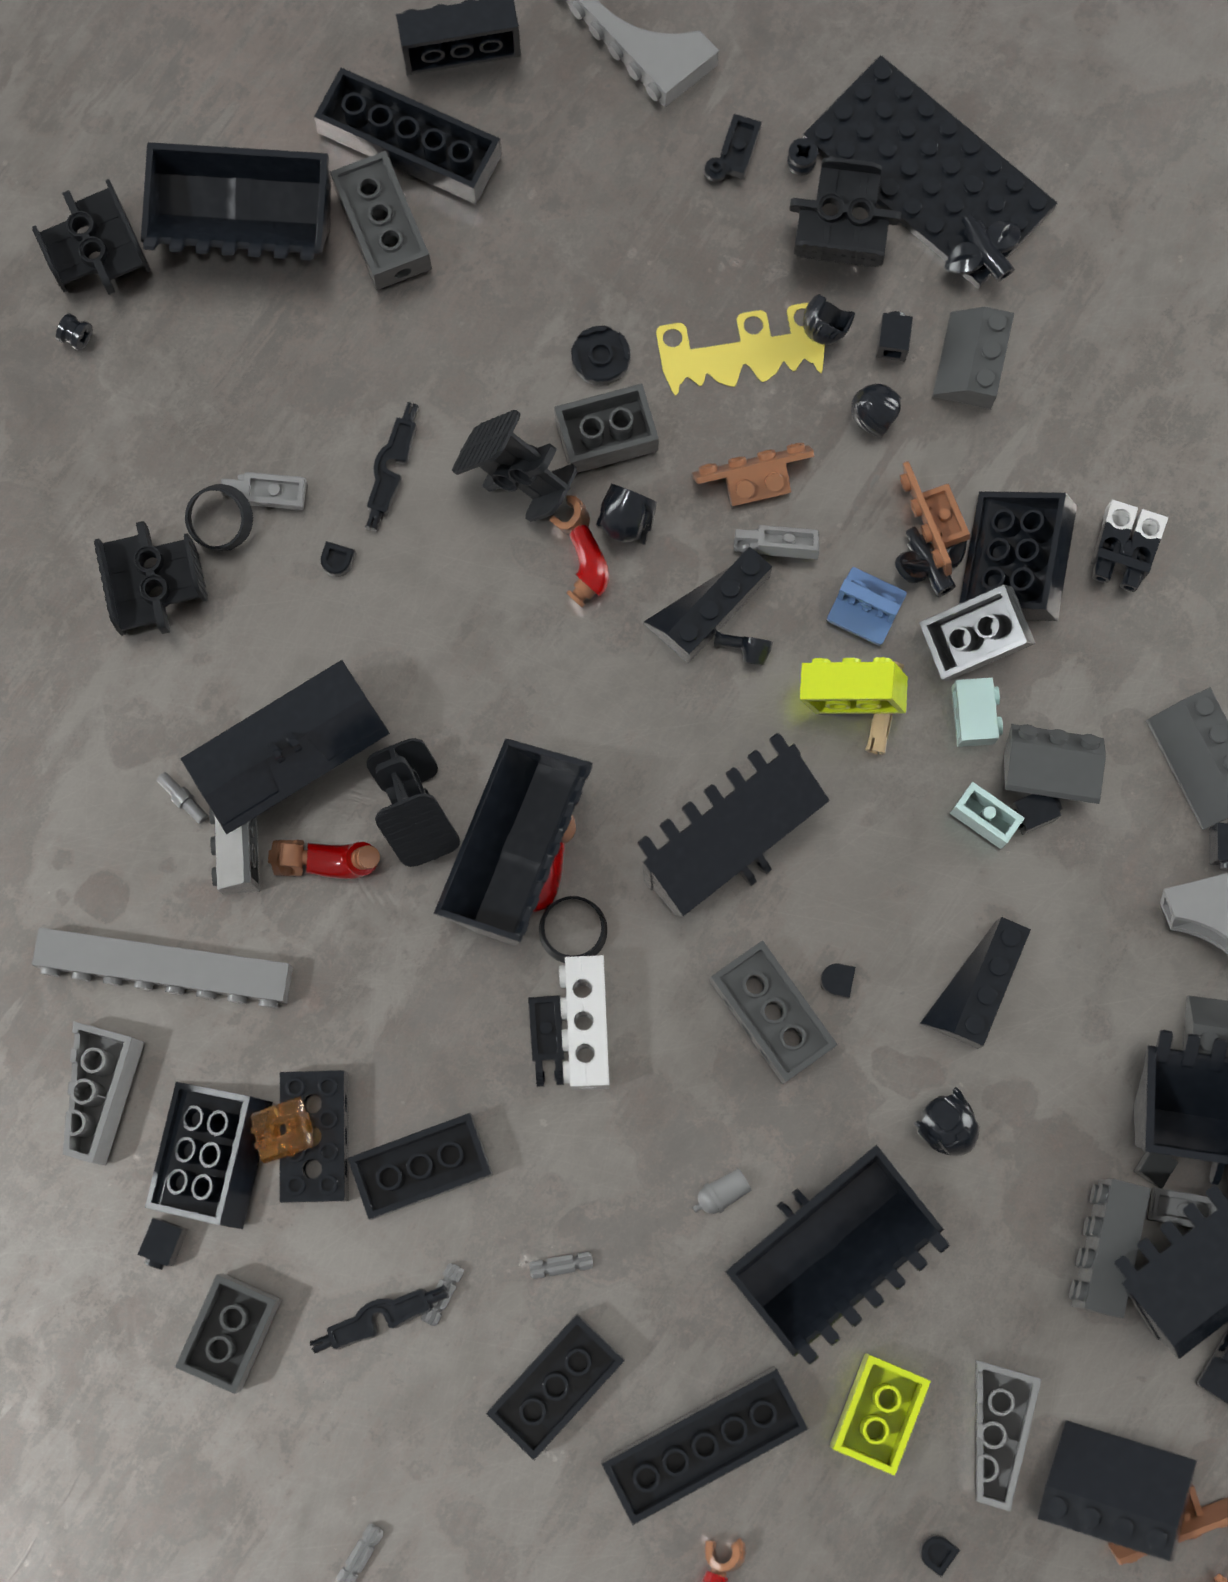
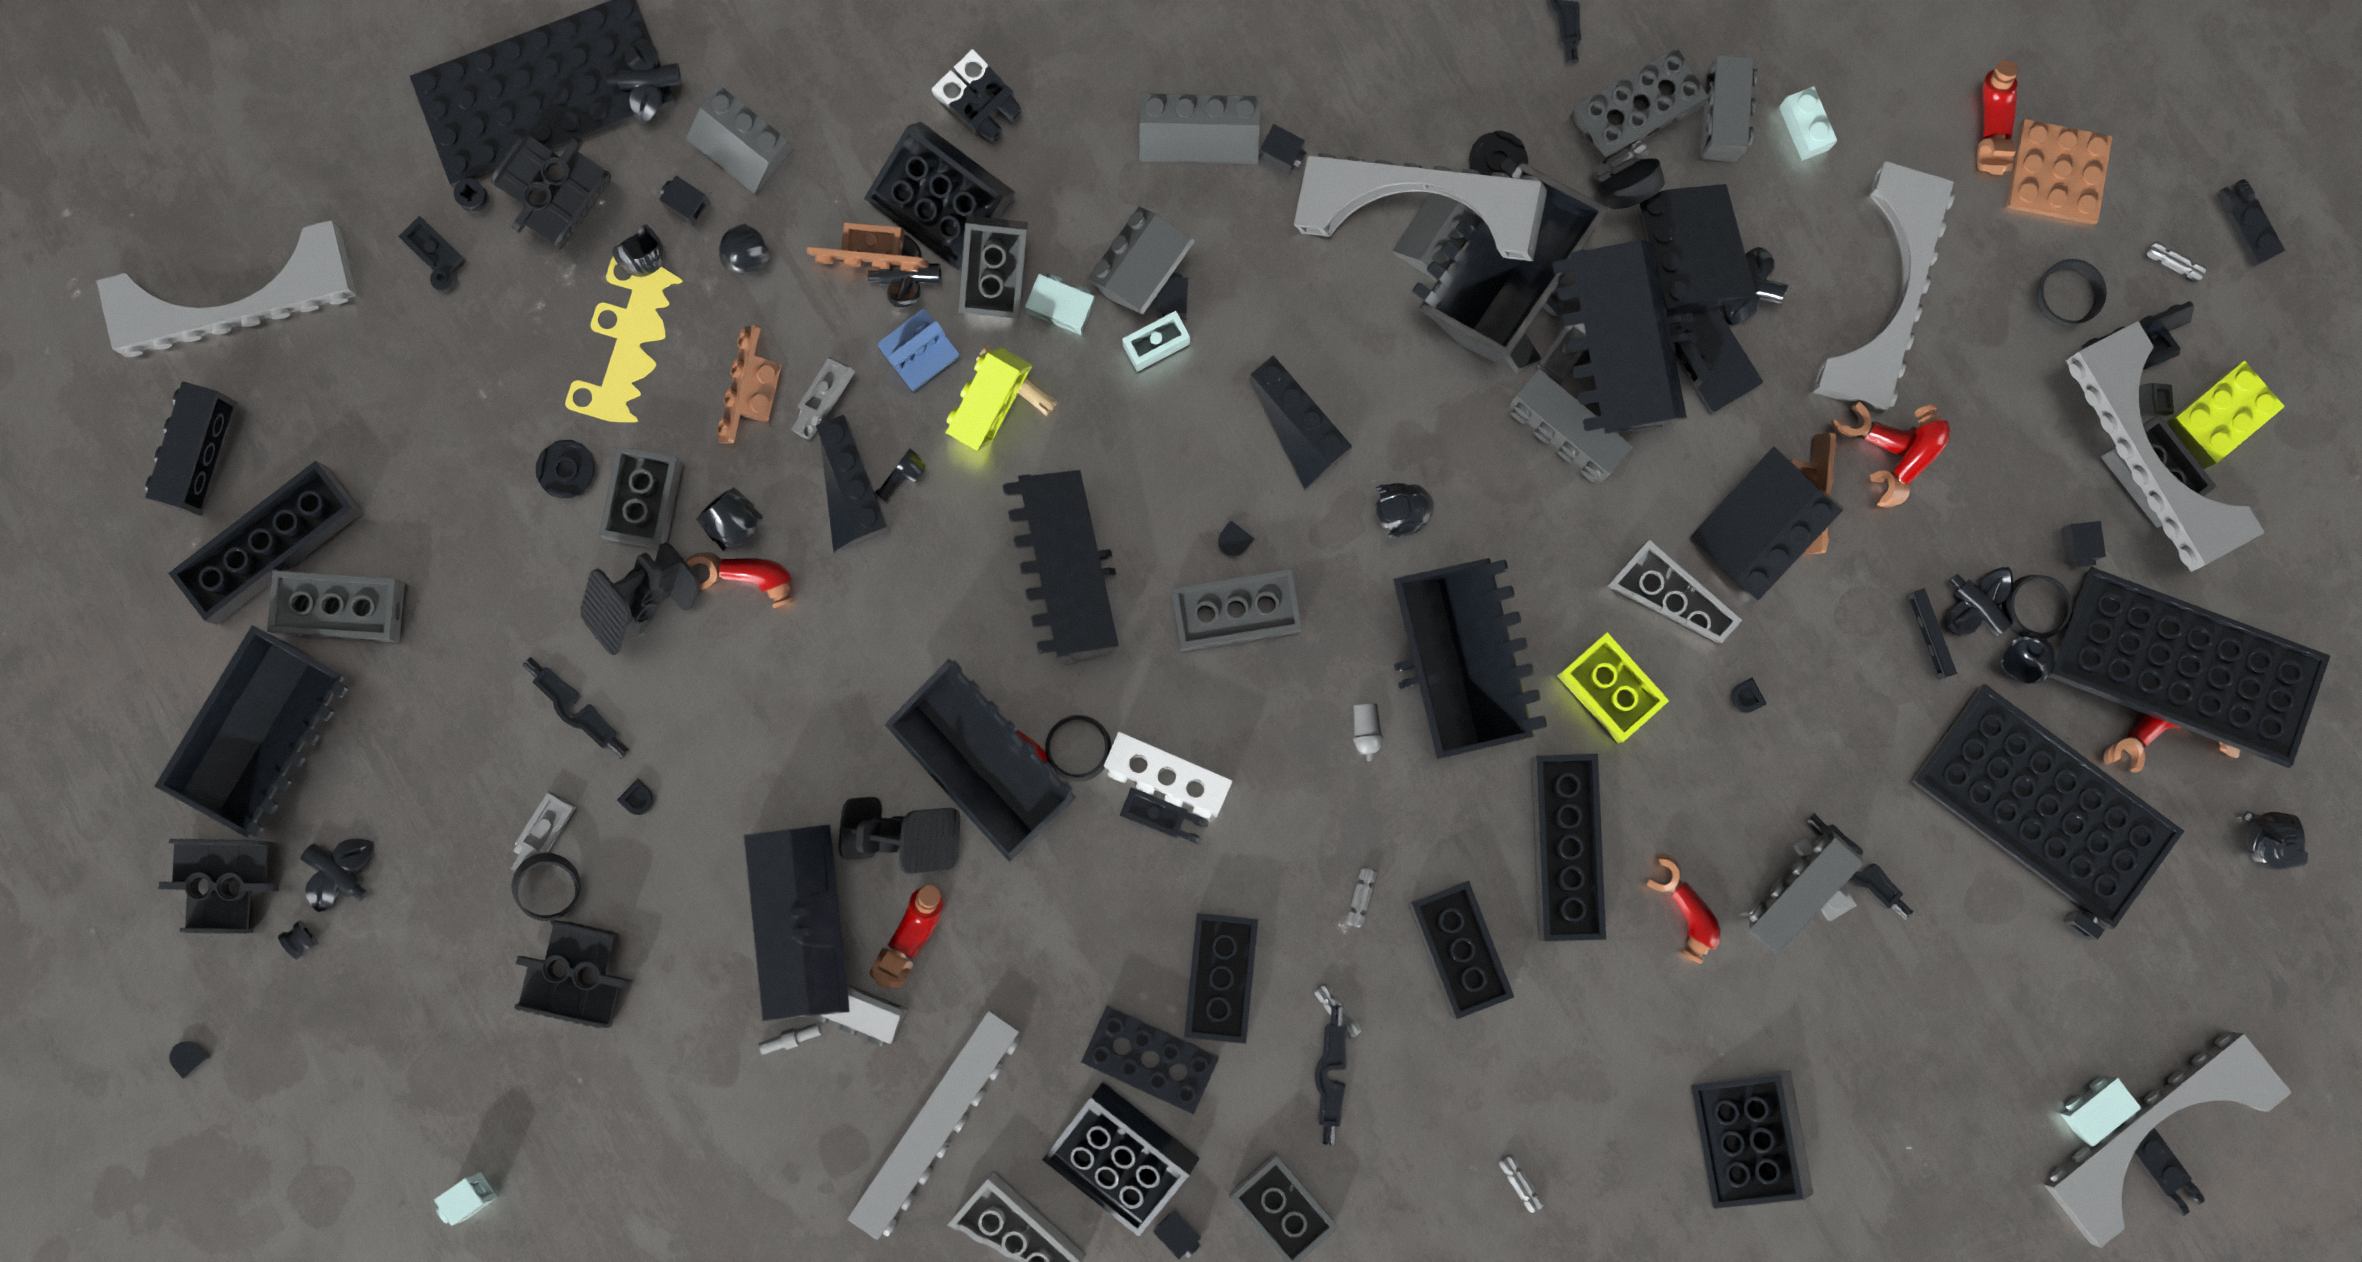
camera: 65 degrees left, 5 degrees up
(149, 334) = (336, 872): none -> black plant
(267, 1133) = (1122, 1094): clear orange piece -> none

